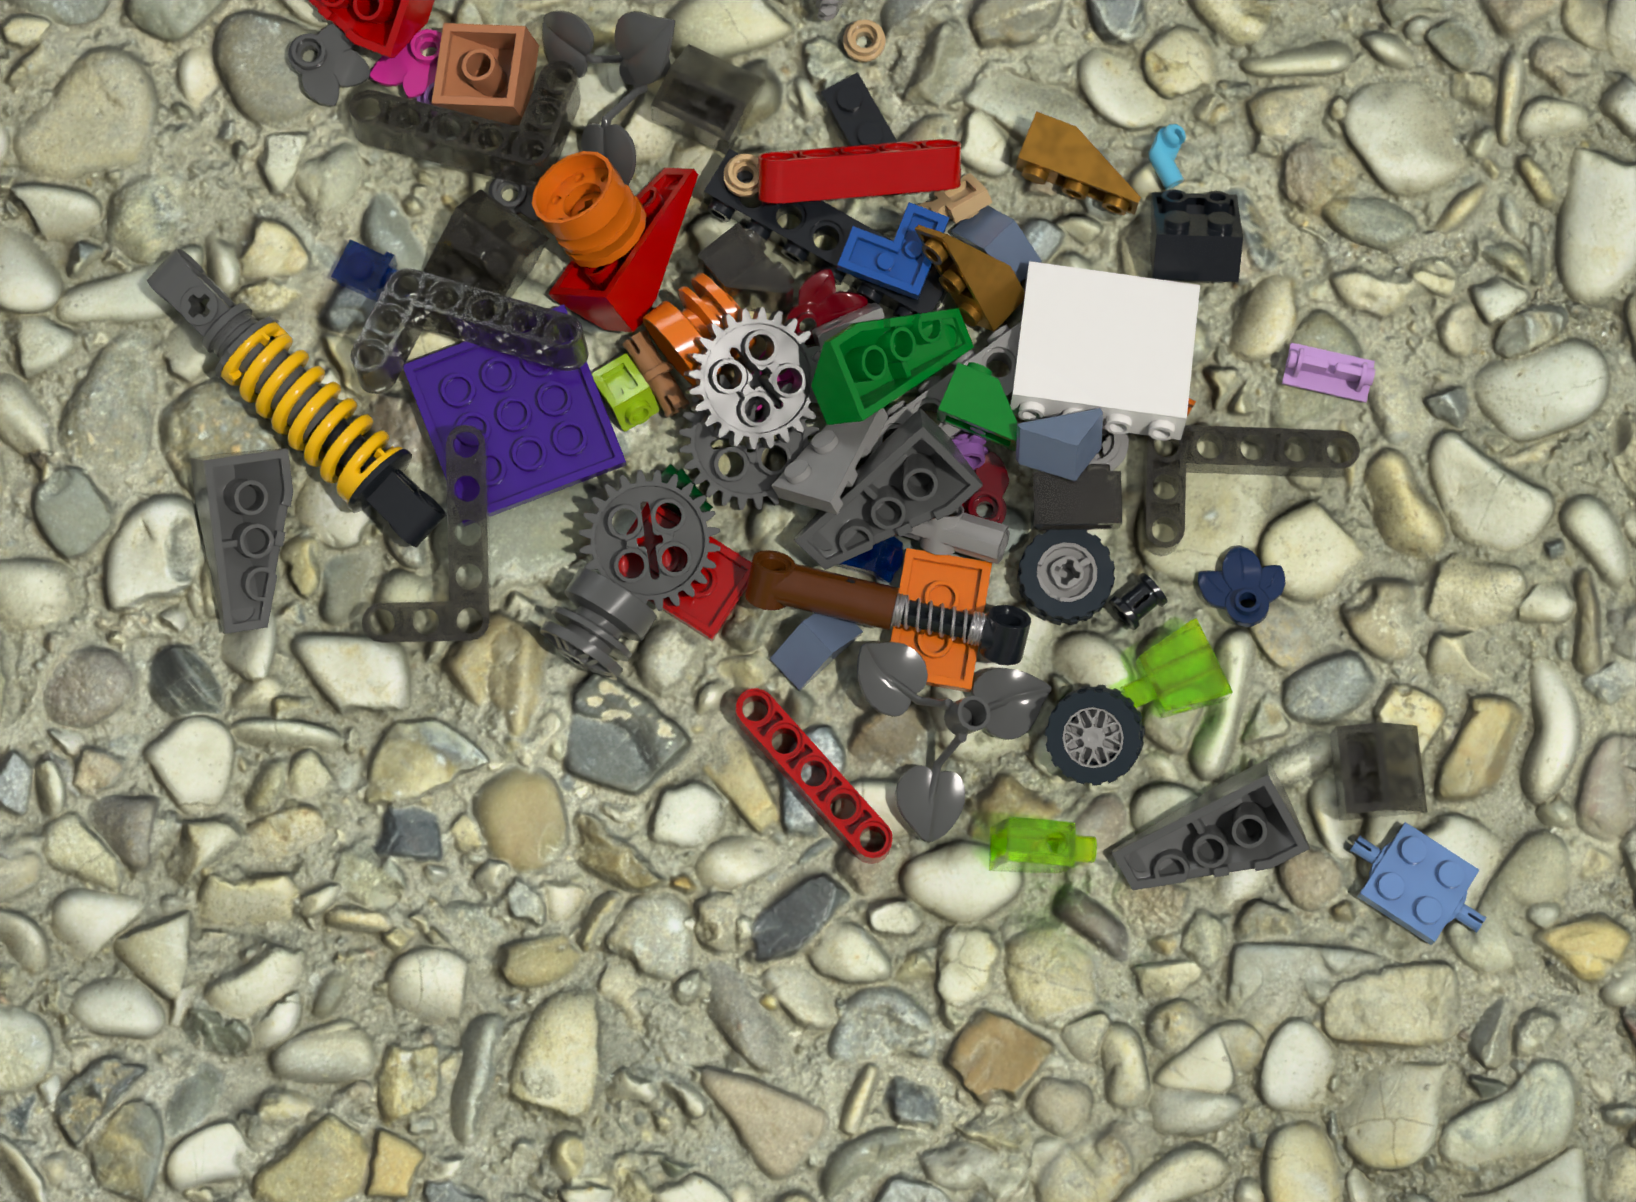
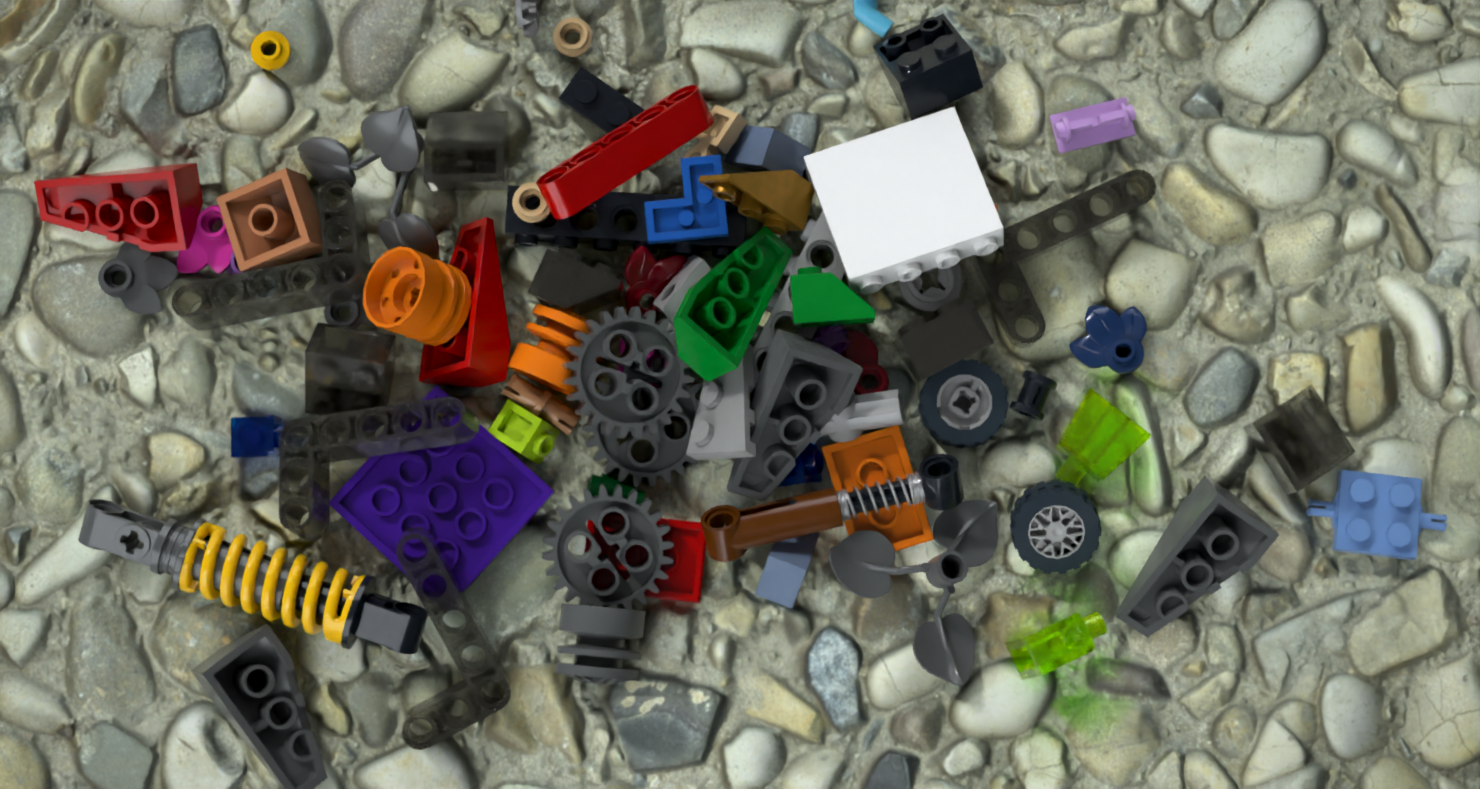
camera: 15 degrees left, 5 degrees up
(807, 755) = (861, 677): red beam -> none
(1060, 443) = (910, 302): sand blue slope -> none
(1066, 158) = (790, 53): pearl gold slope -> none

